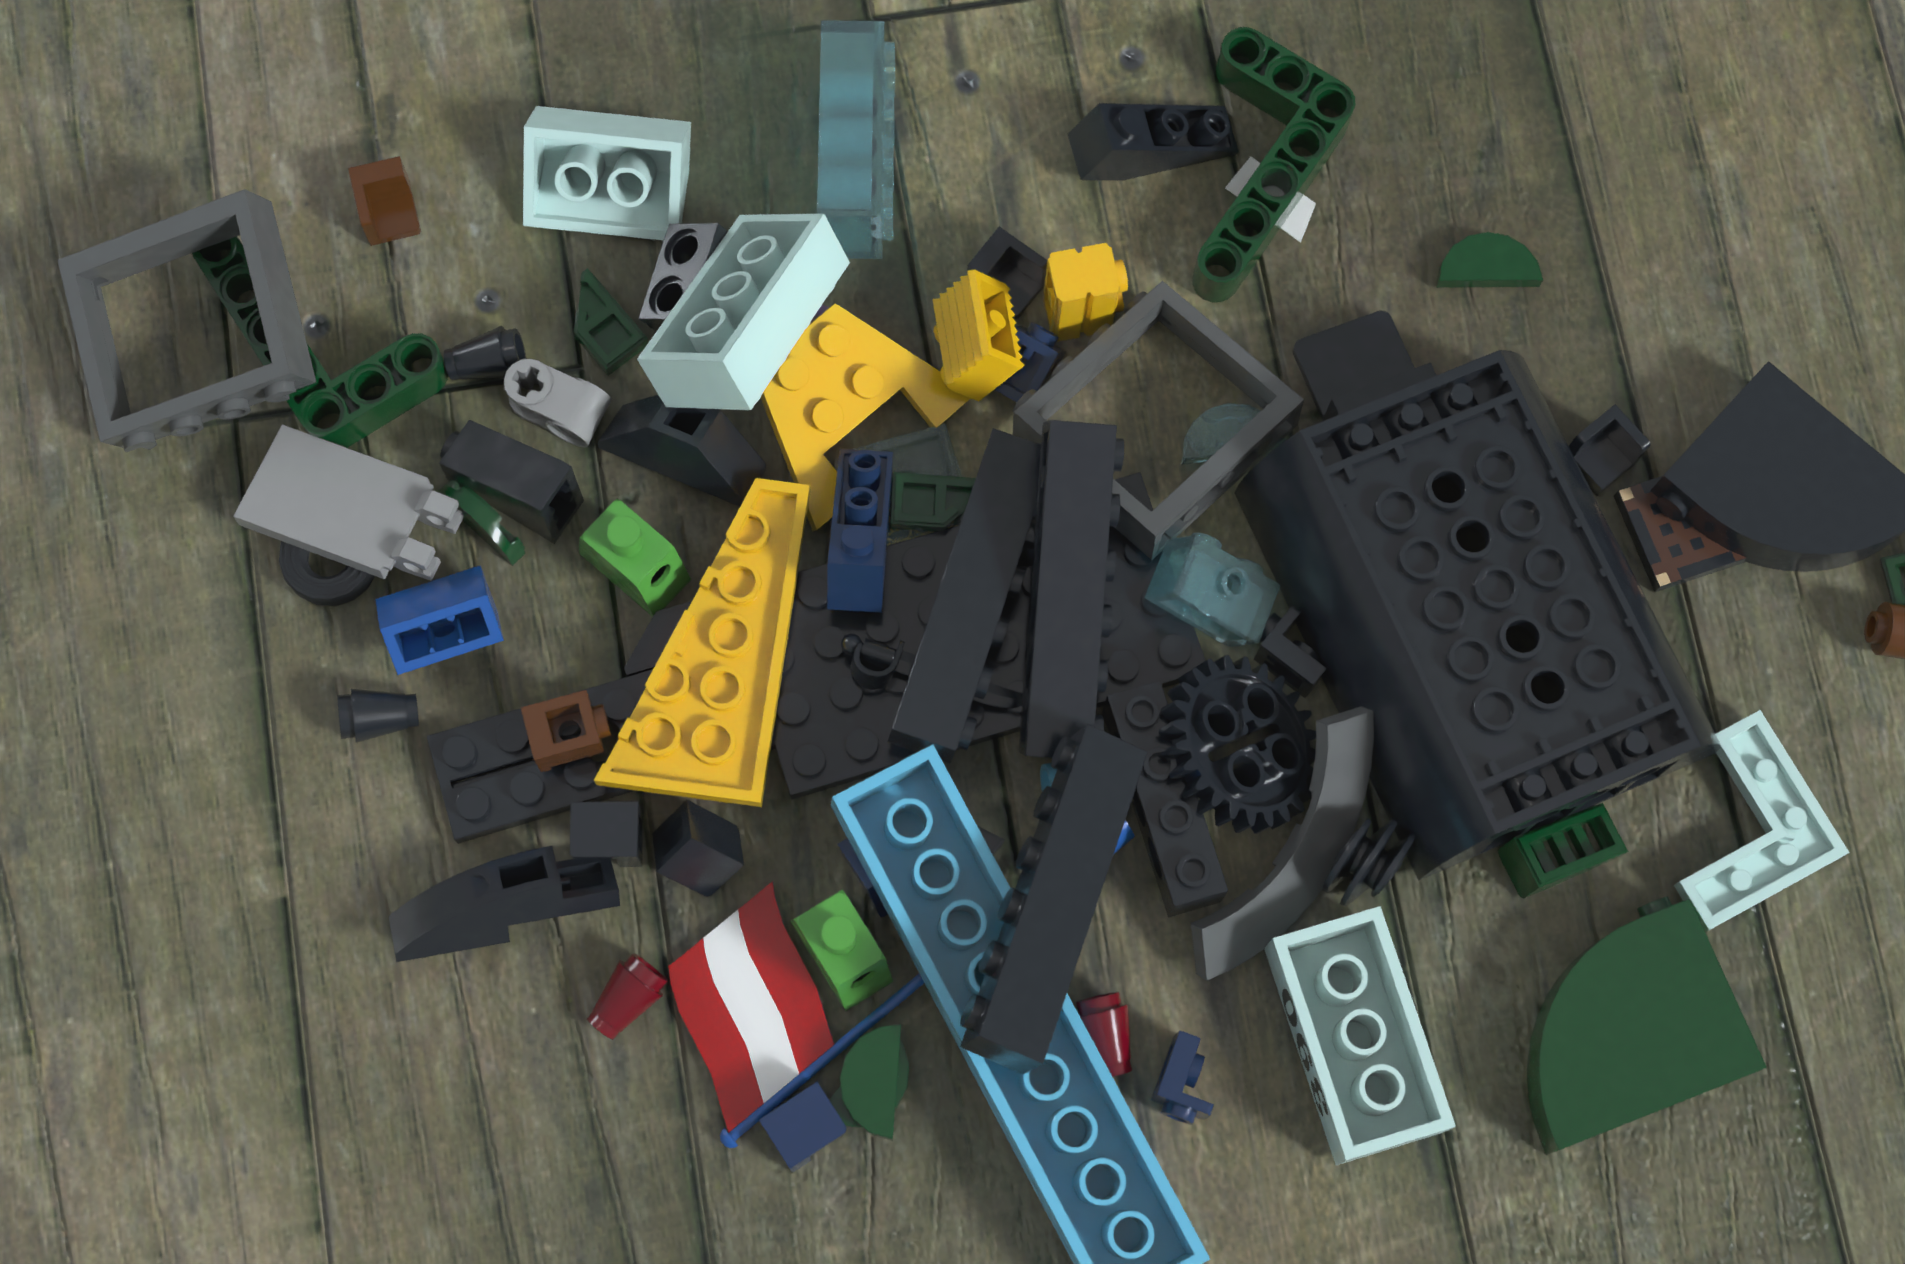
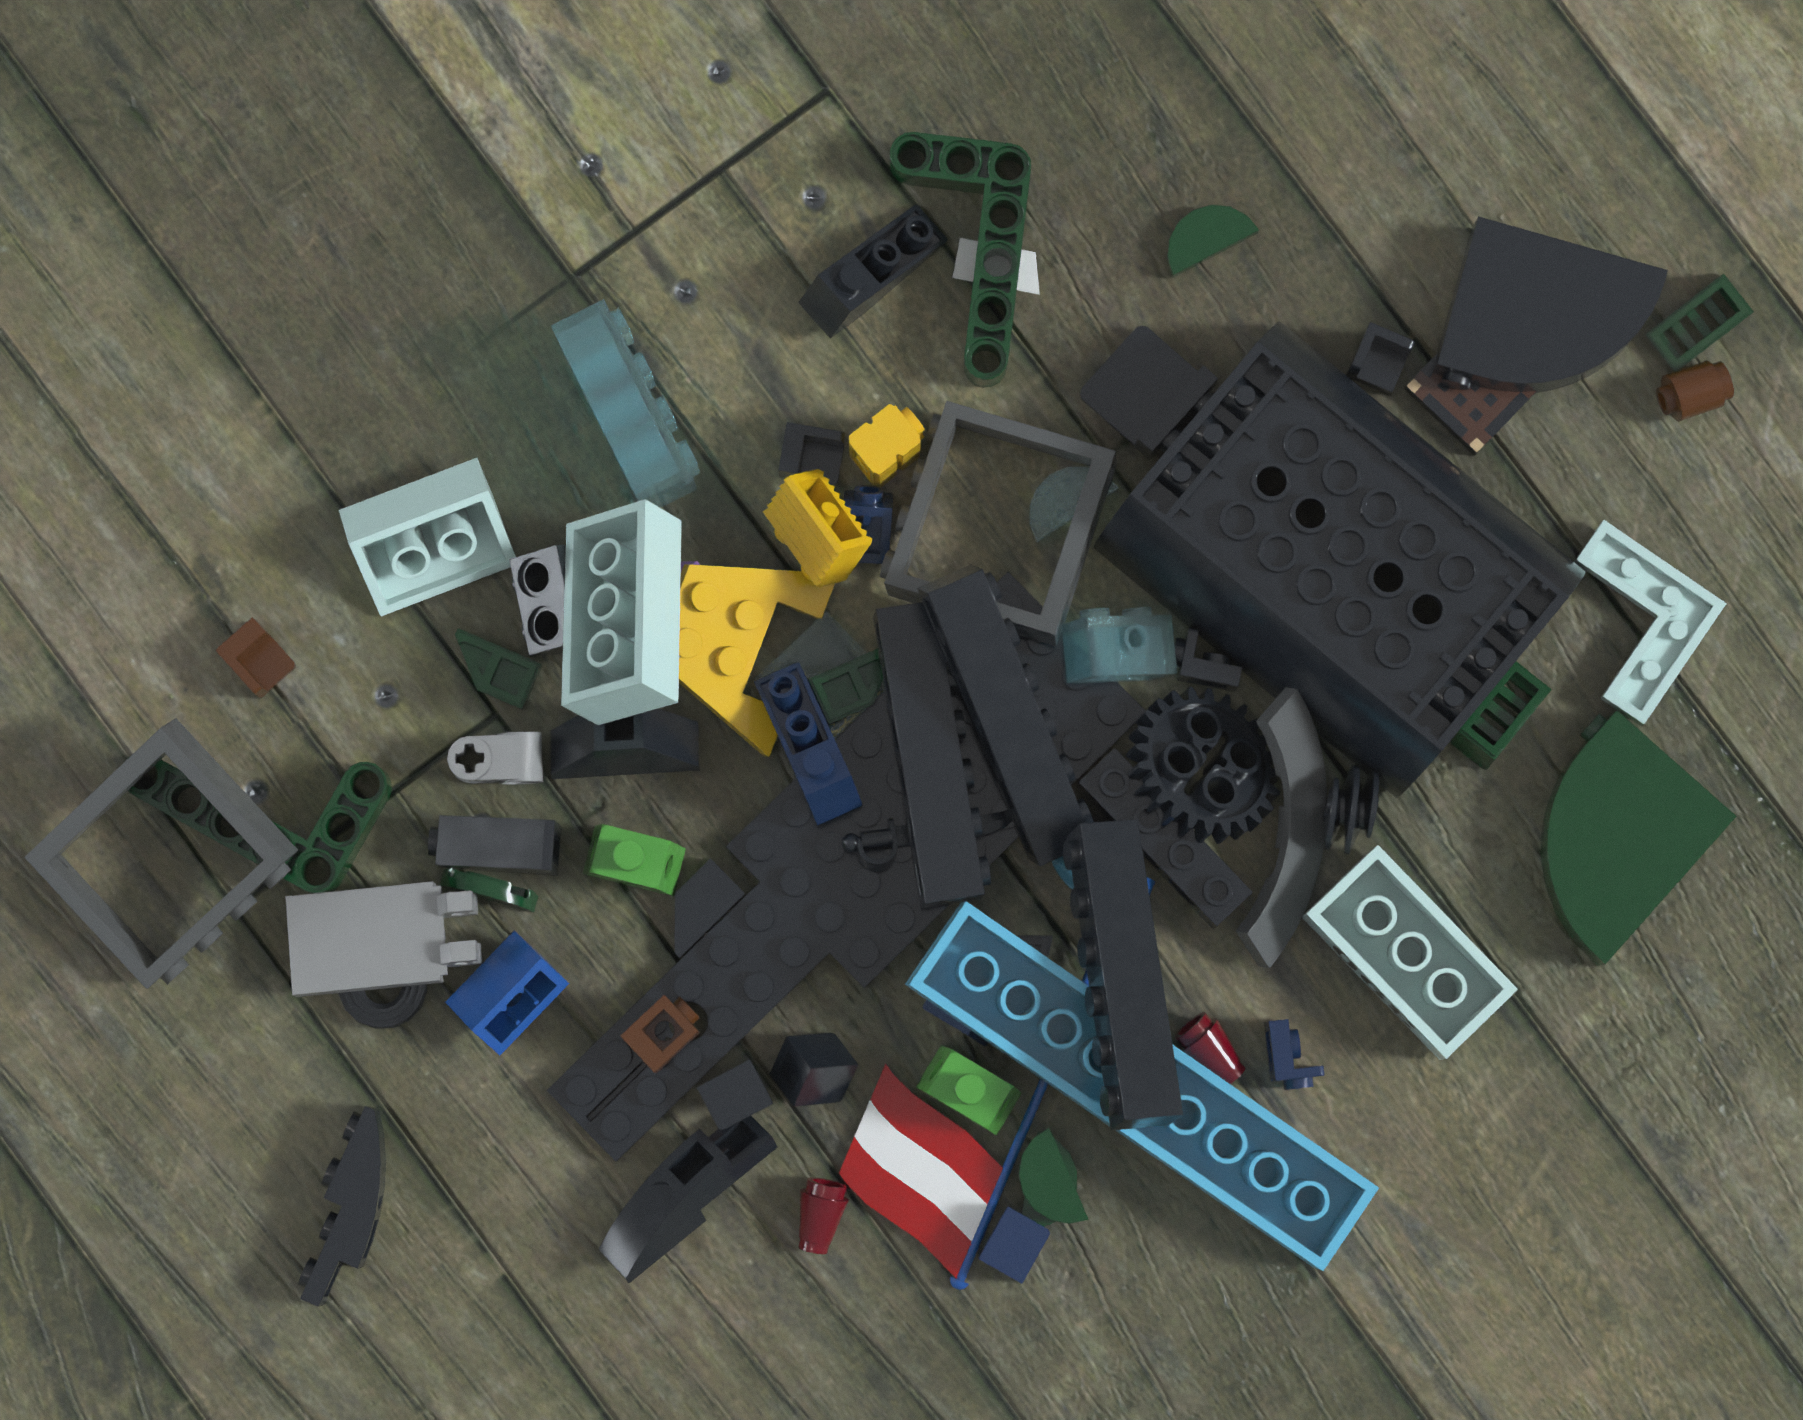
camera: 25 degrees left, 10 degrees up
(192, 737) = (358, 1187): none -> black slope
(375, 713) = (495, 1093): black cone -> none
(485, 355) = (417, 748): black cone -> none
(717, 685) = (761, 934): yellow wing -> none

